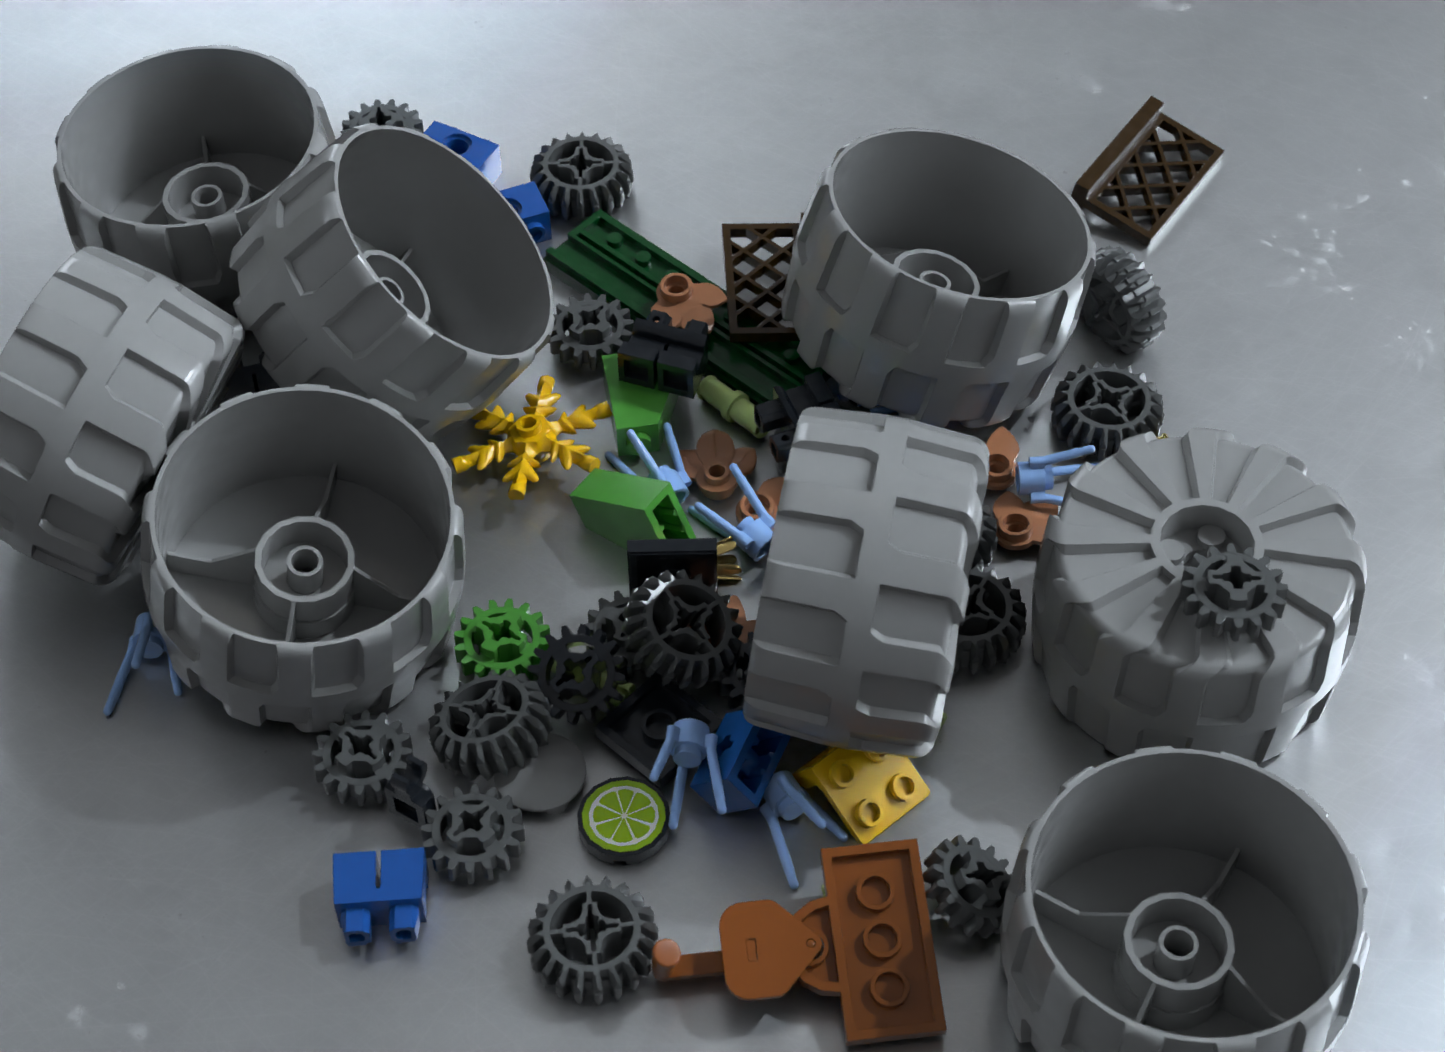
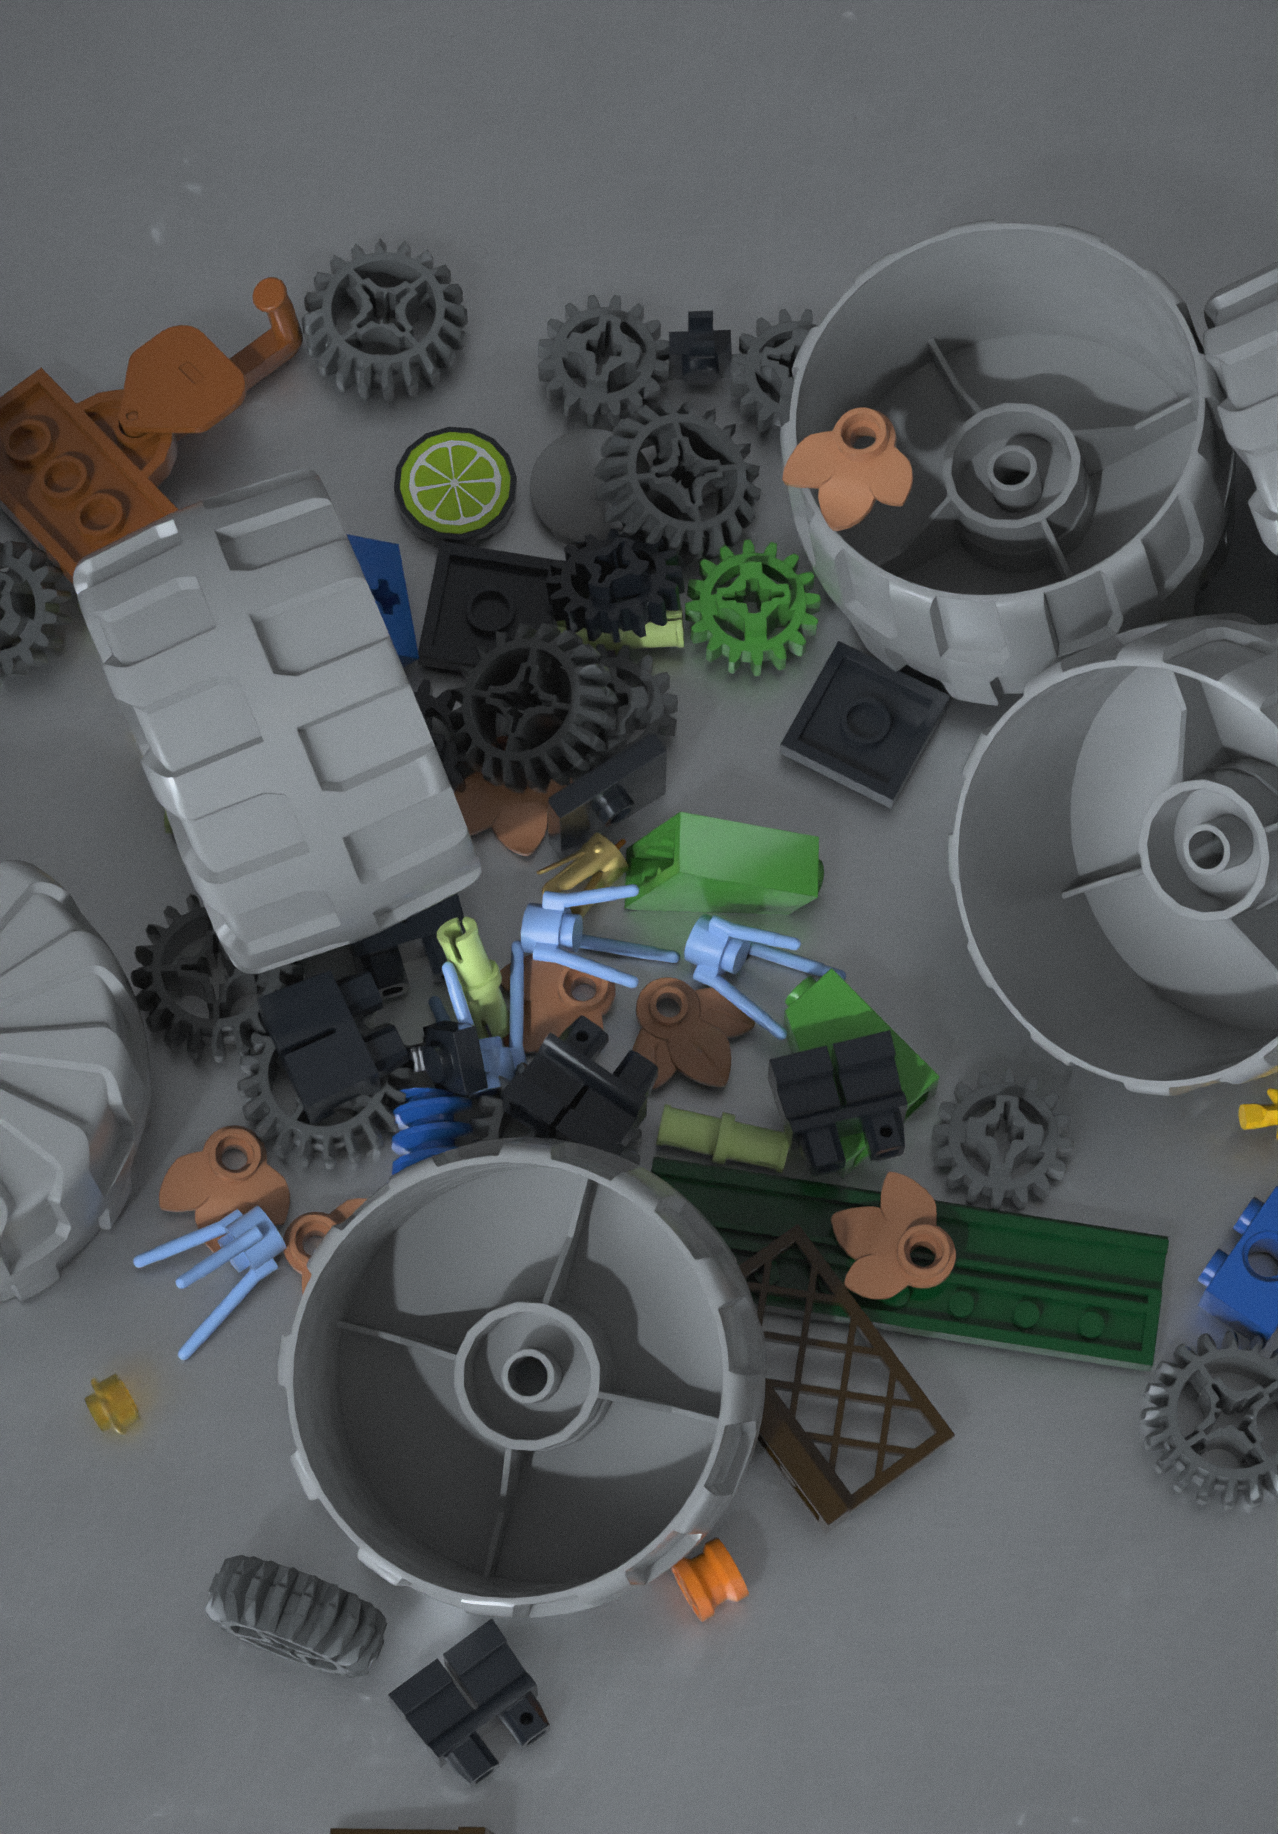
camera: 145 degrees right, 20 degrees up
(377, 897) = (652, 240): blue hips -> none
(418, 527) = (851, 477): none -> nougat plate
(499, 555) = (864, 724): none -> black plate
(533, 438) = (921, 914): yellow piece -> none
(689, 744) = (420, 563): light blue plant -> none
(1110, 400) = (201, 1456): dark grey gear -> none

